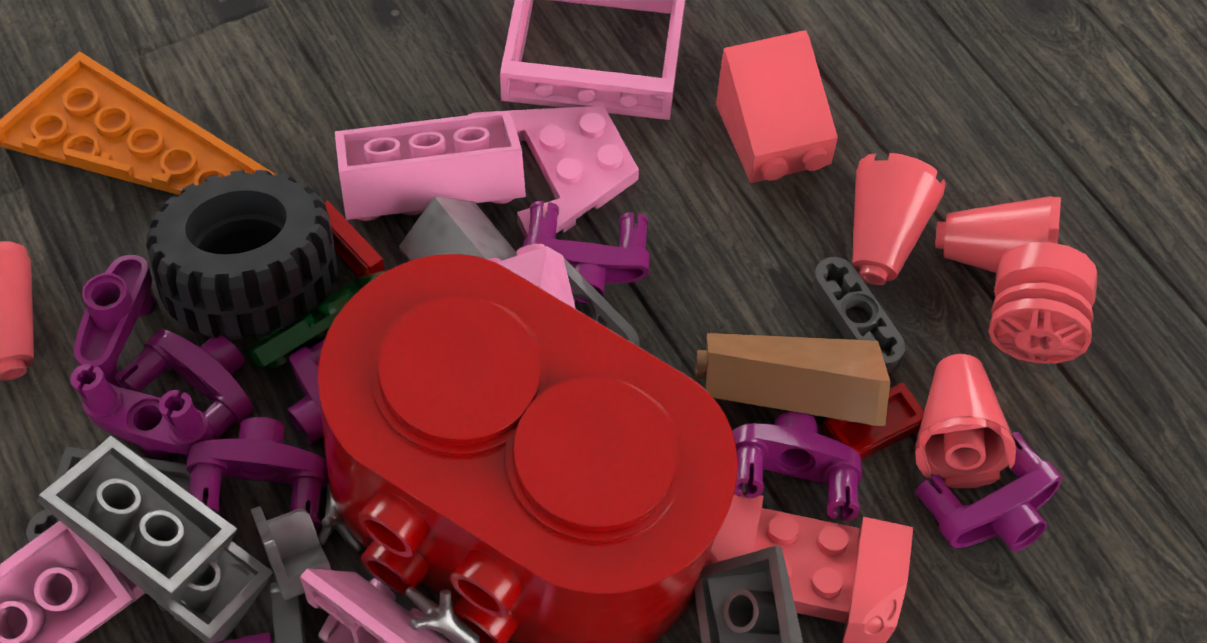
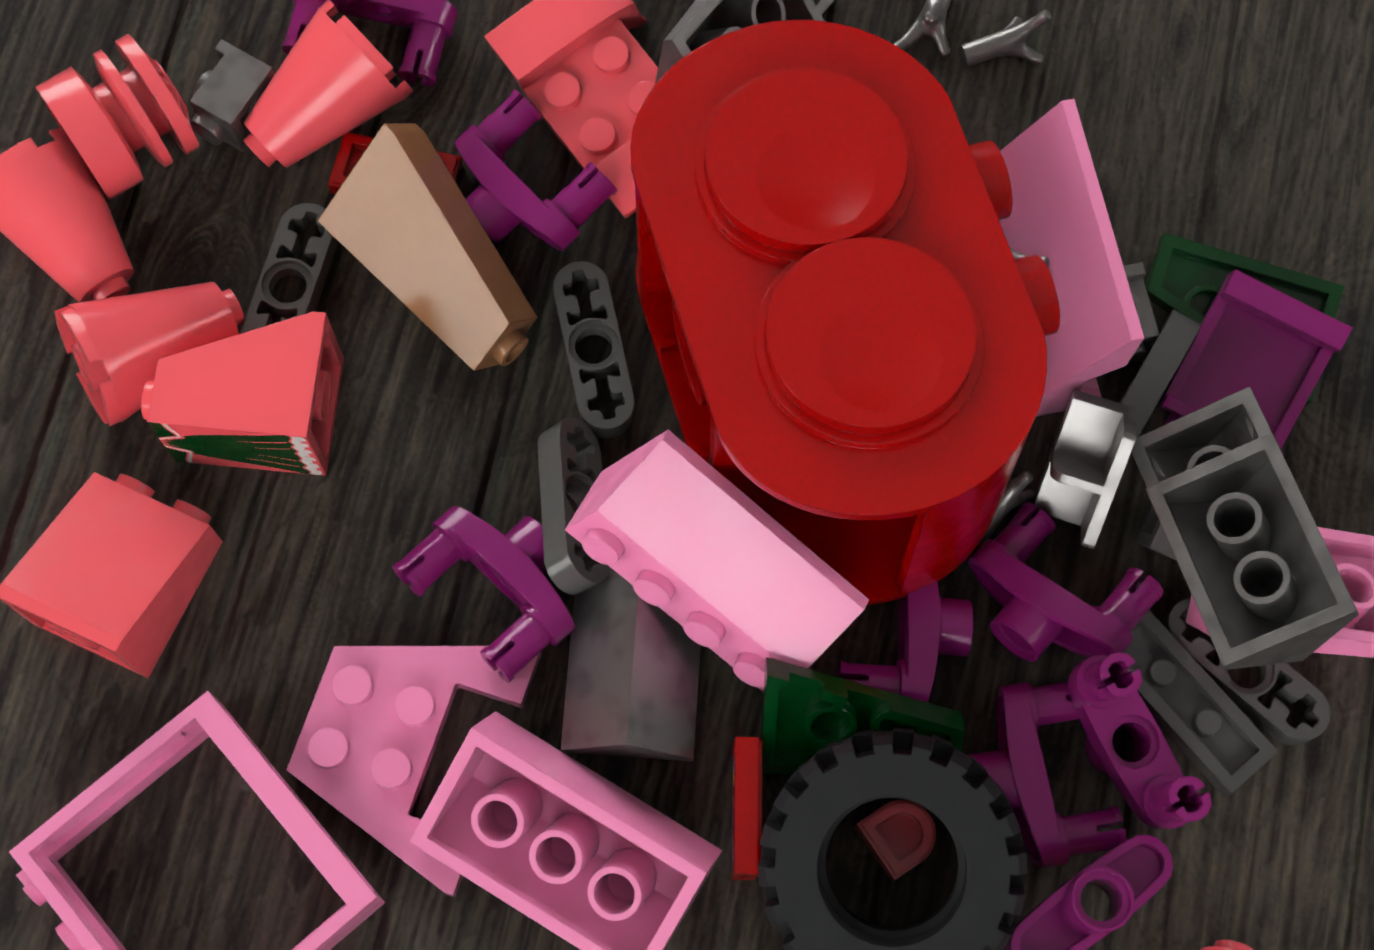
camera: 140 degrees left, 15 degrees up
(796, 223) = (251, 398): none -> coral slope
(1013, 380) = (228, 95): none -> flat silver brick

